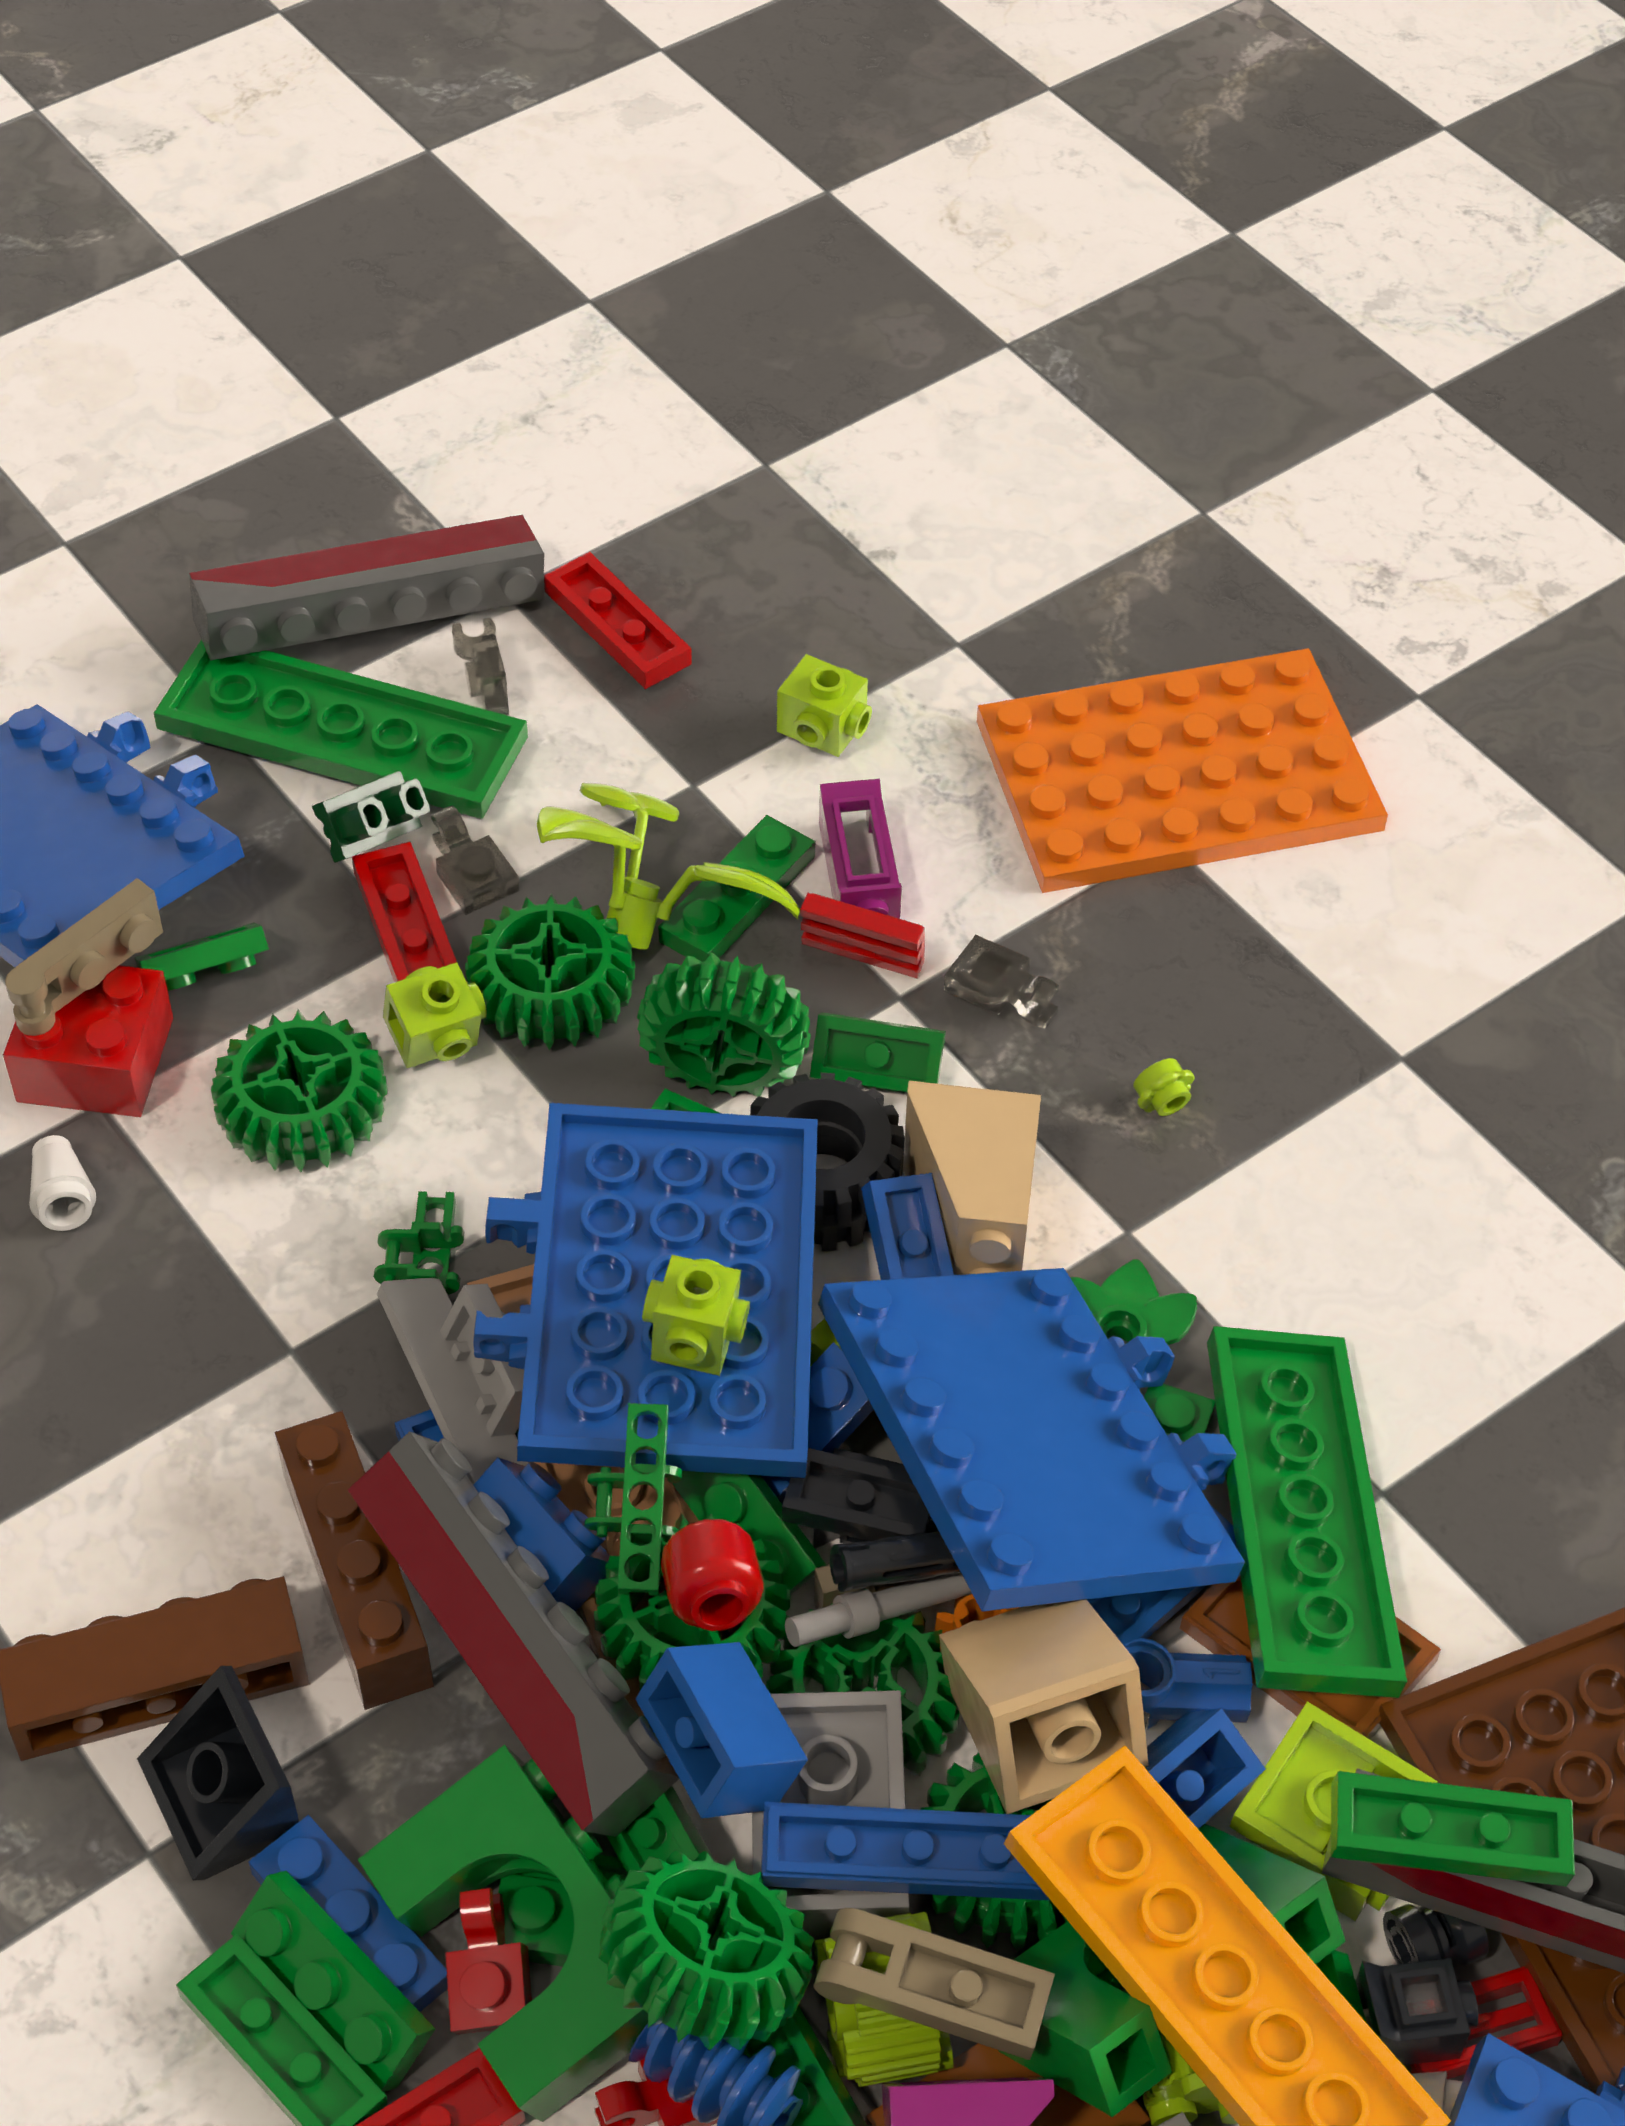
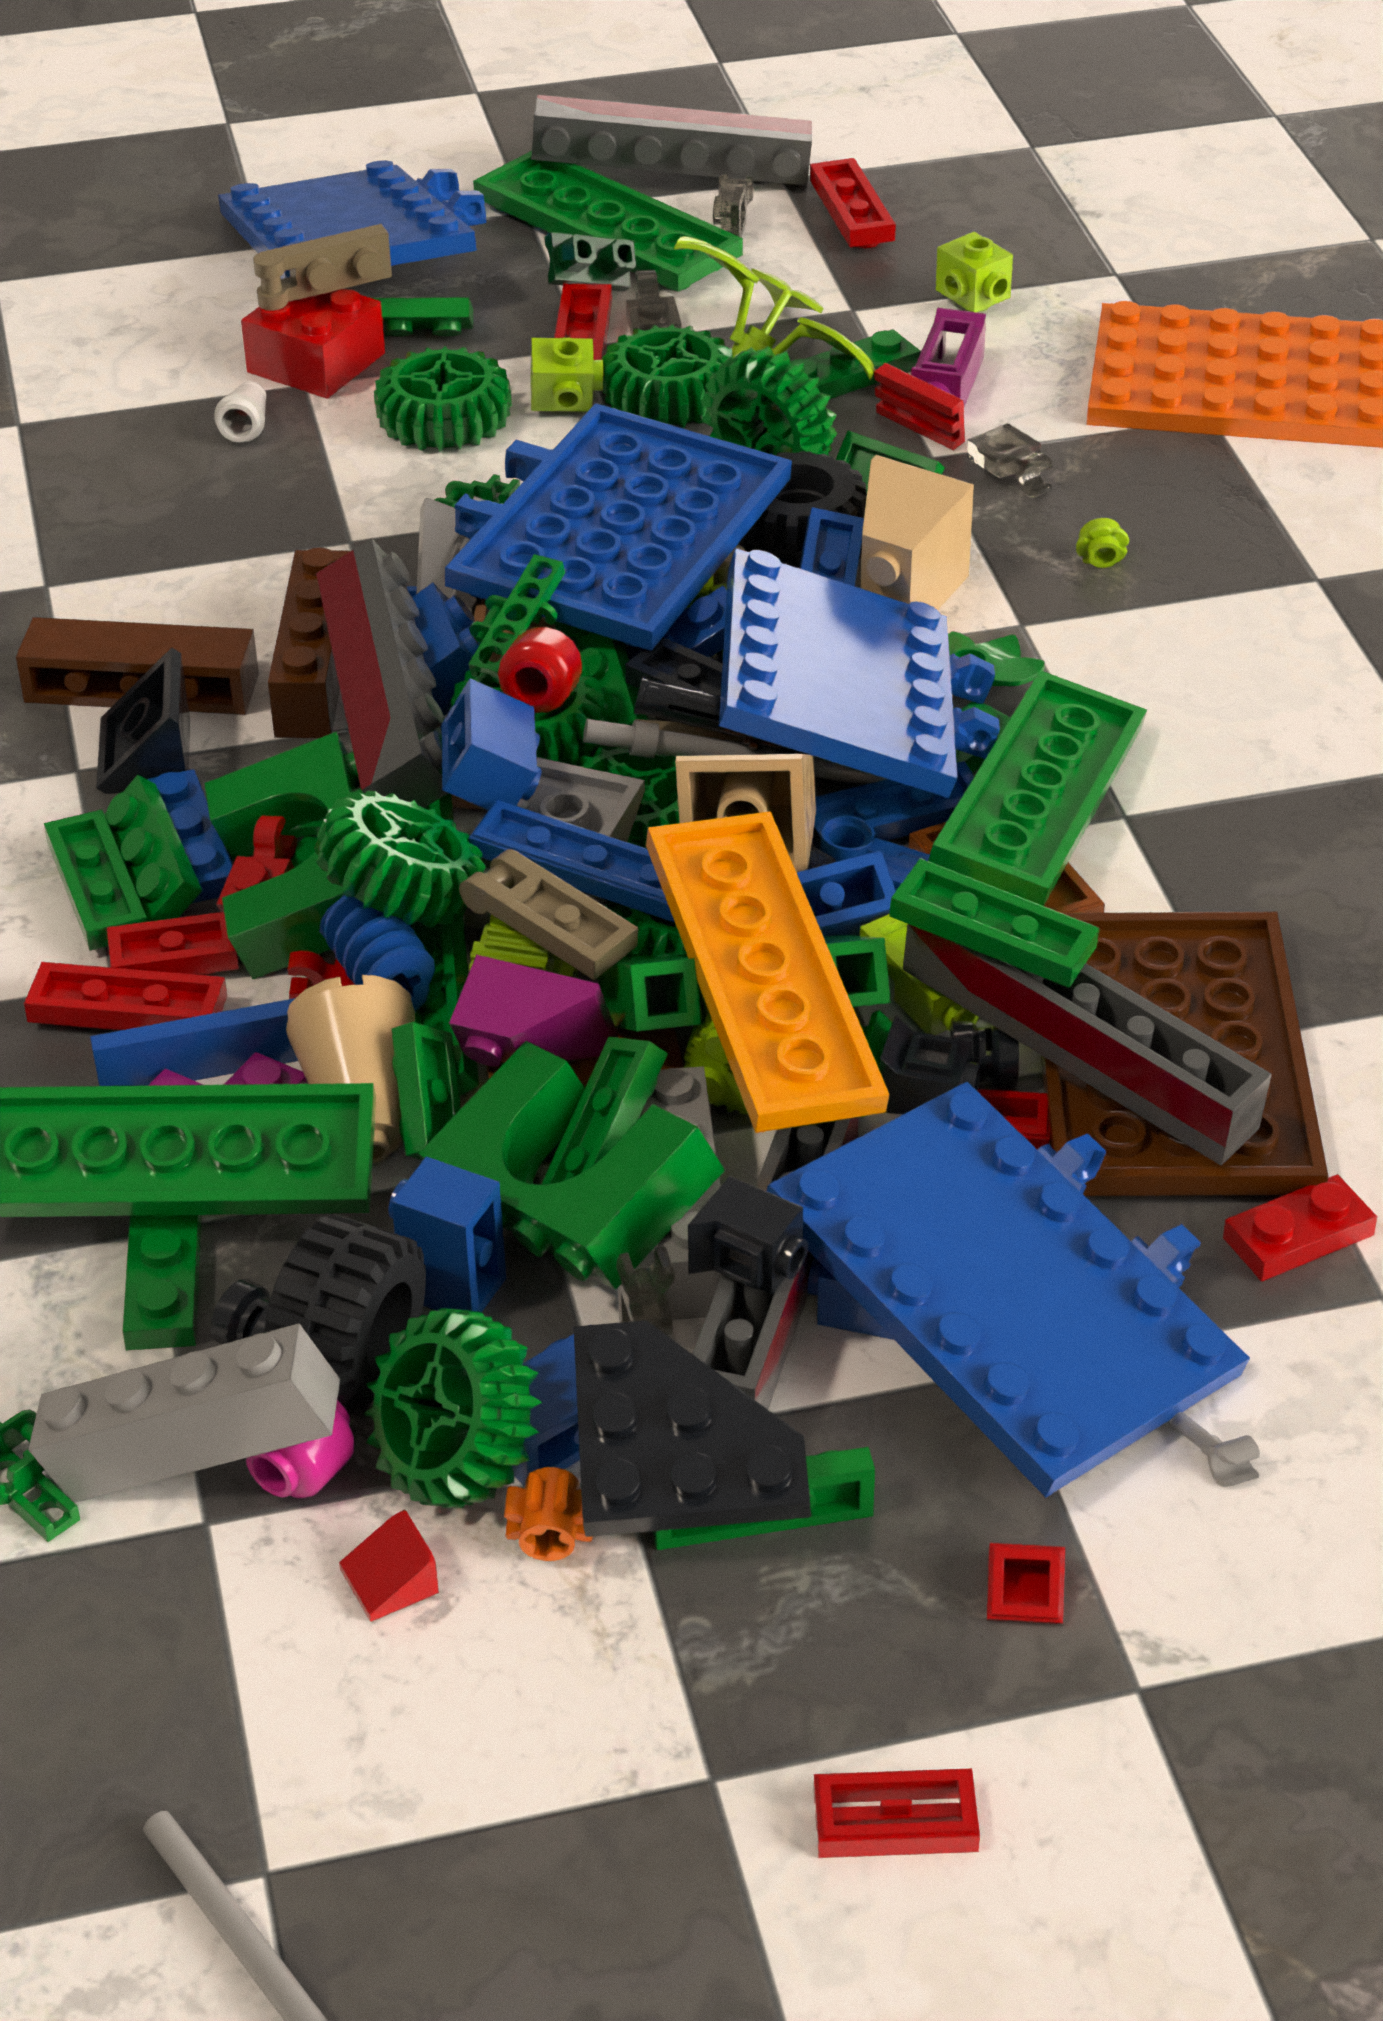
camera: 25 degrees right, 10 degrees down
(695, 1314) = (615, 519): lime brick -> none

